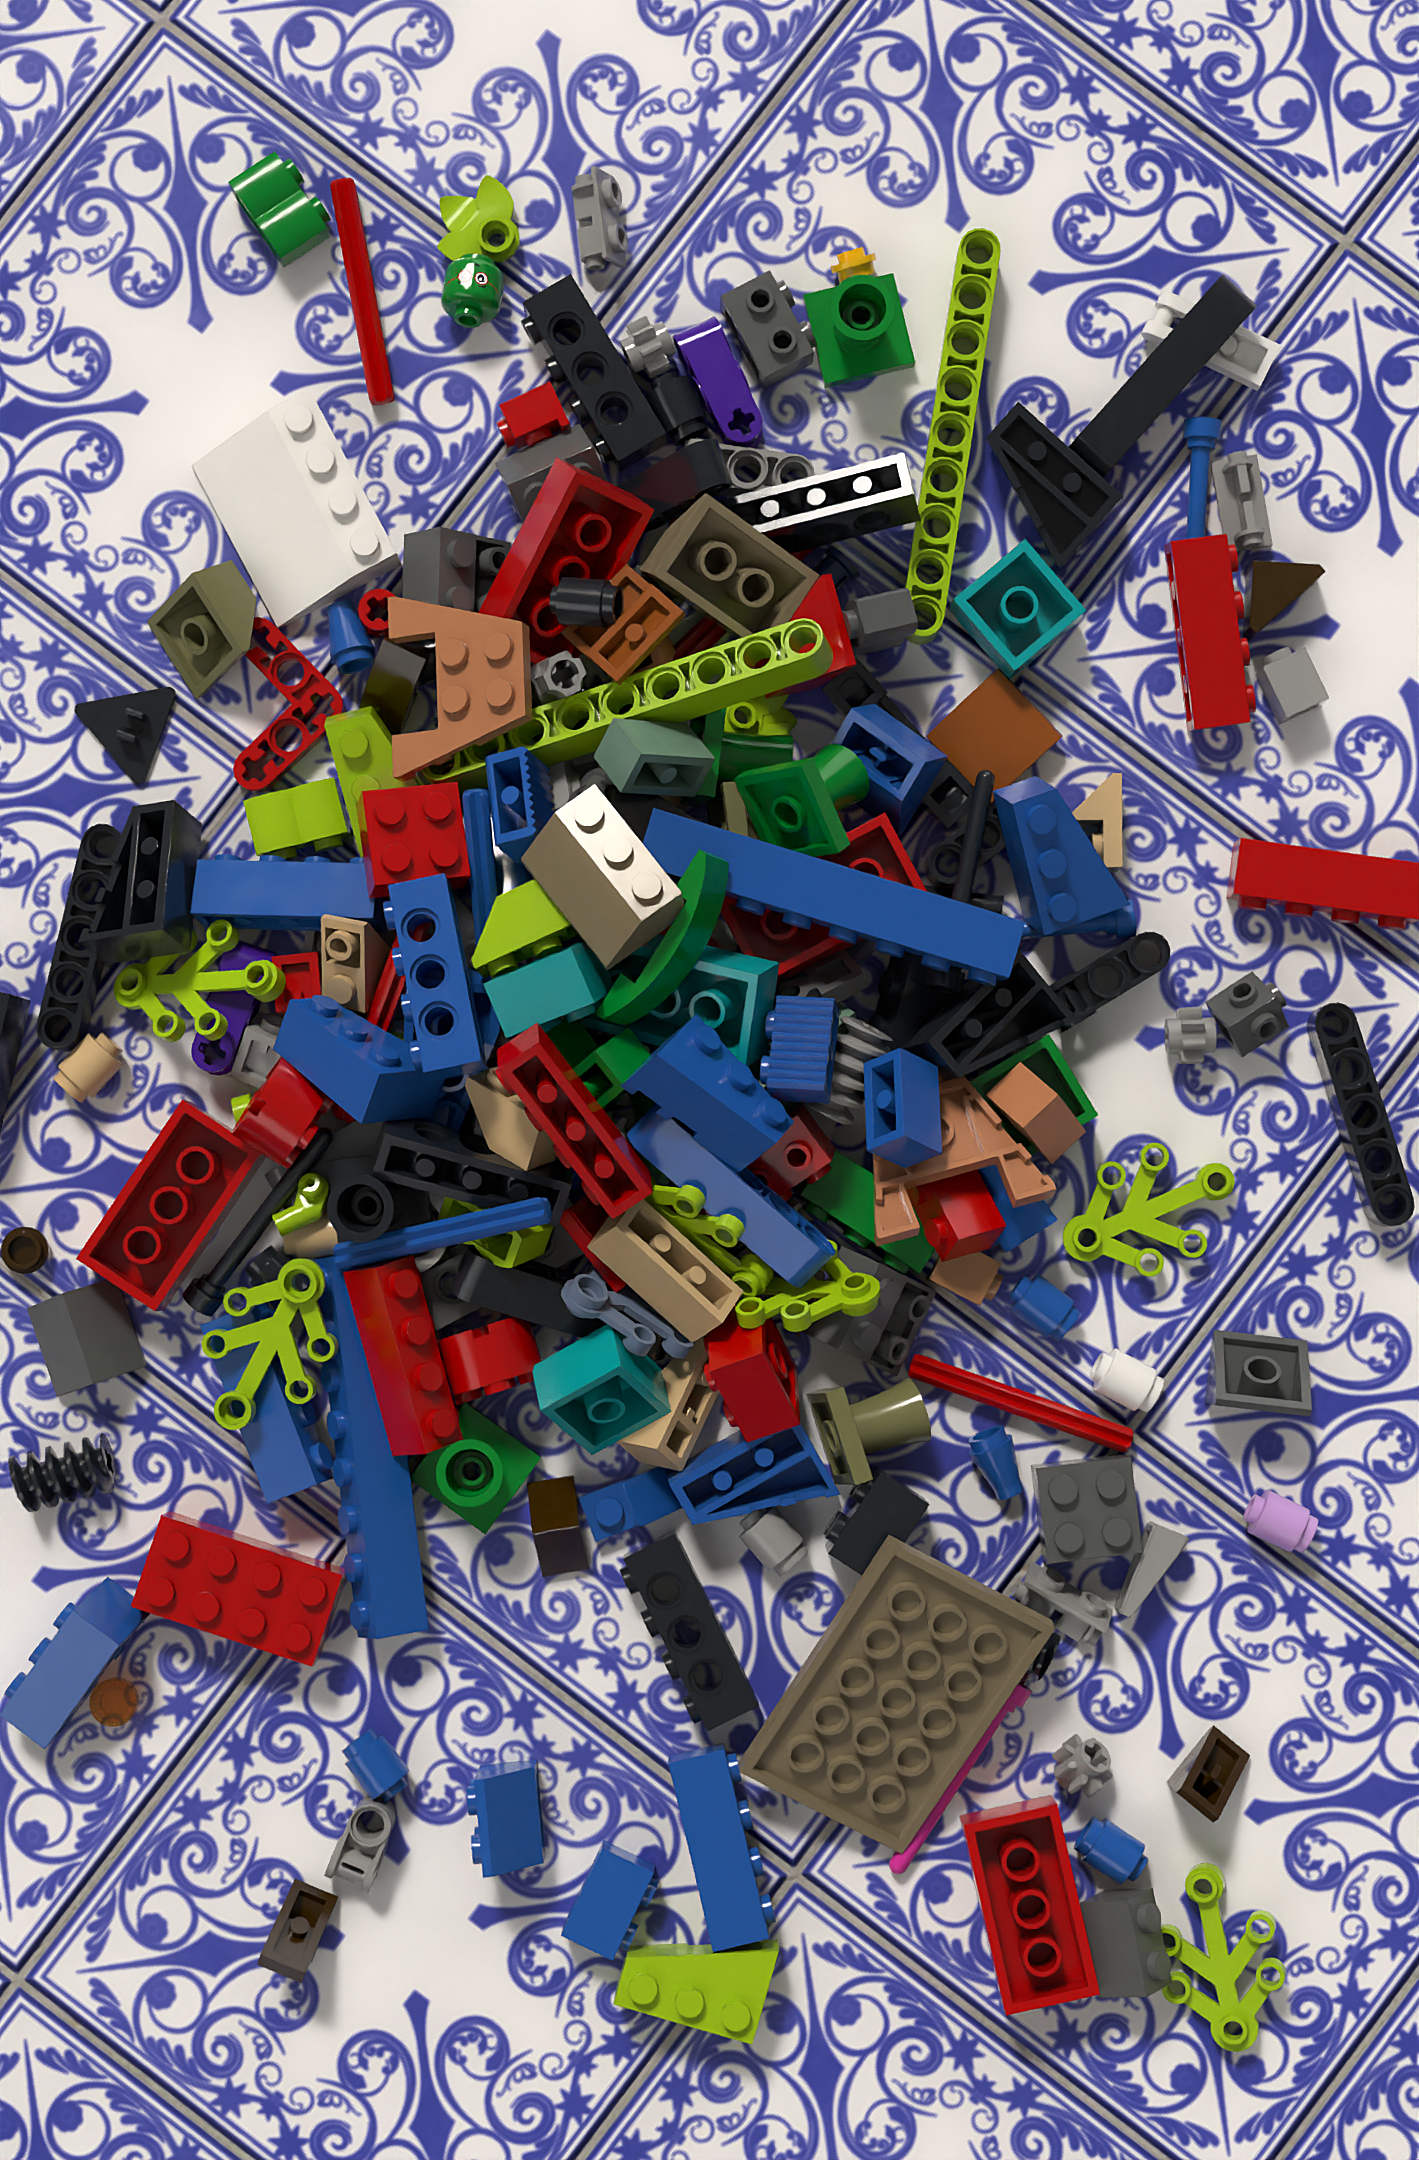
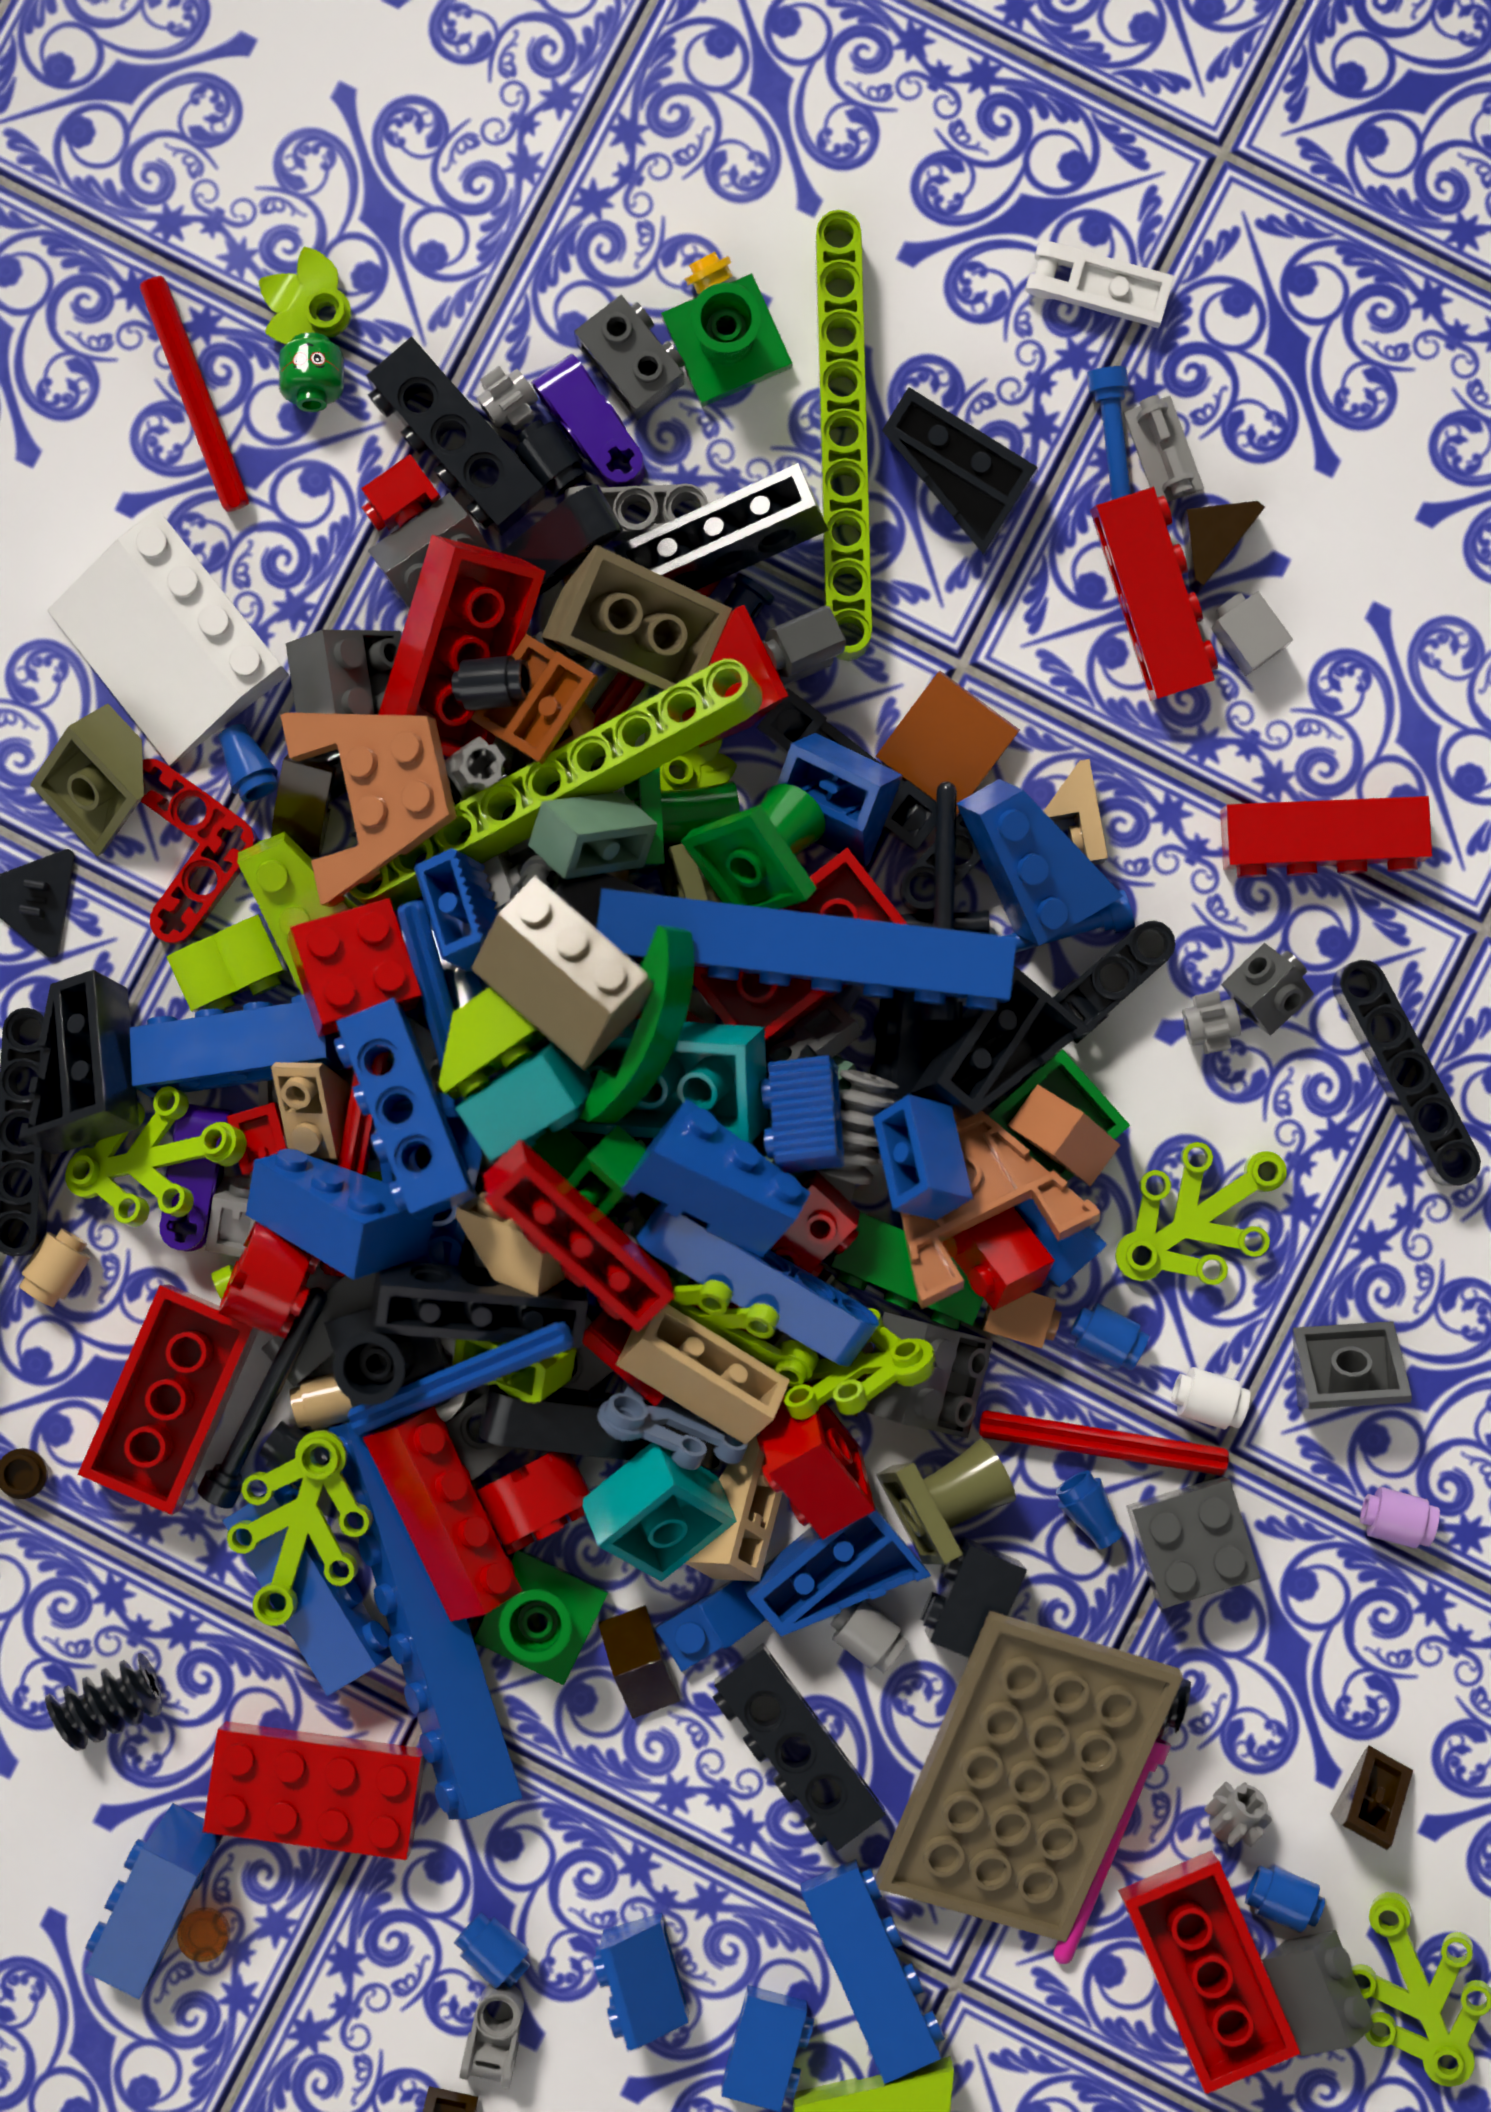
camera: 10 degrees left, 0 degrees up
(86, 1336) = (104, 1553): dark grey slope -> none
(280, 209) = (92, 322): green brick -> none
(308, 1205) = (313, 1373): lime arm -> none
(368, 602) = (259, 724): red bush -> none
(598, 199) = (427, 251): light grey hinge -> none
(1017, 609) = (947, 605): teal brick -> none
(1083, 1613) = (1209, 1652): light grey hinge -> none
(1160, 1550) = (1278, 1572): light grey slope -> none
(1163, 375) = (1056, 331): black beam -> none

